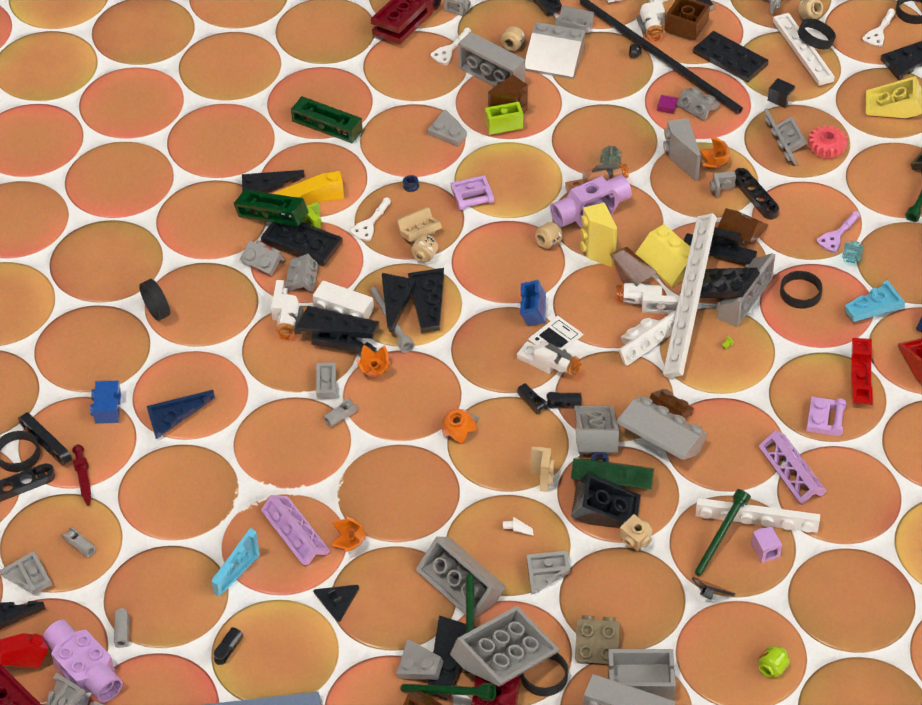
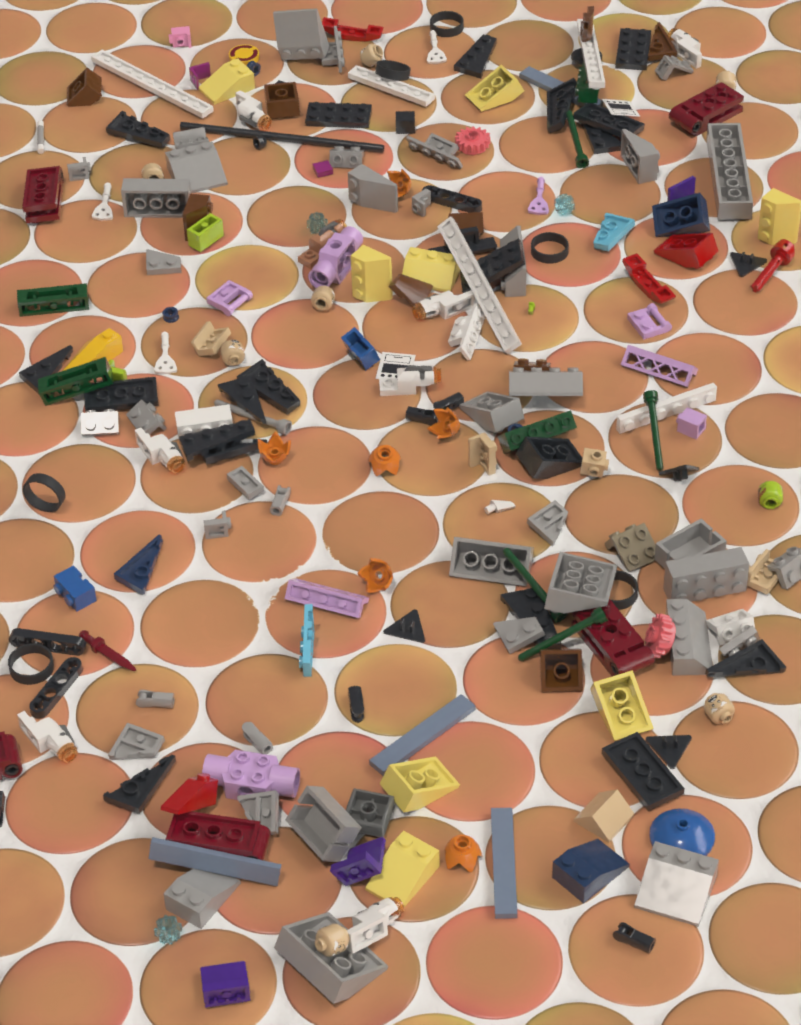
camera: 35 degrees left, 5 degrees down
(266, 411) = (217, 527): none -> light grey bracket
(541, 421) = (447, 424): none -> orange piece

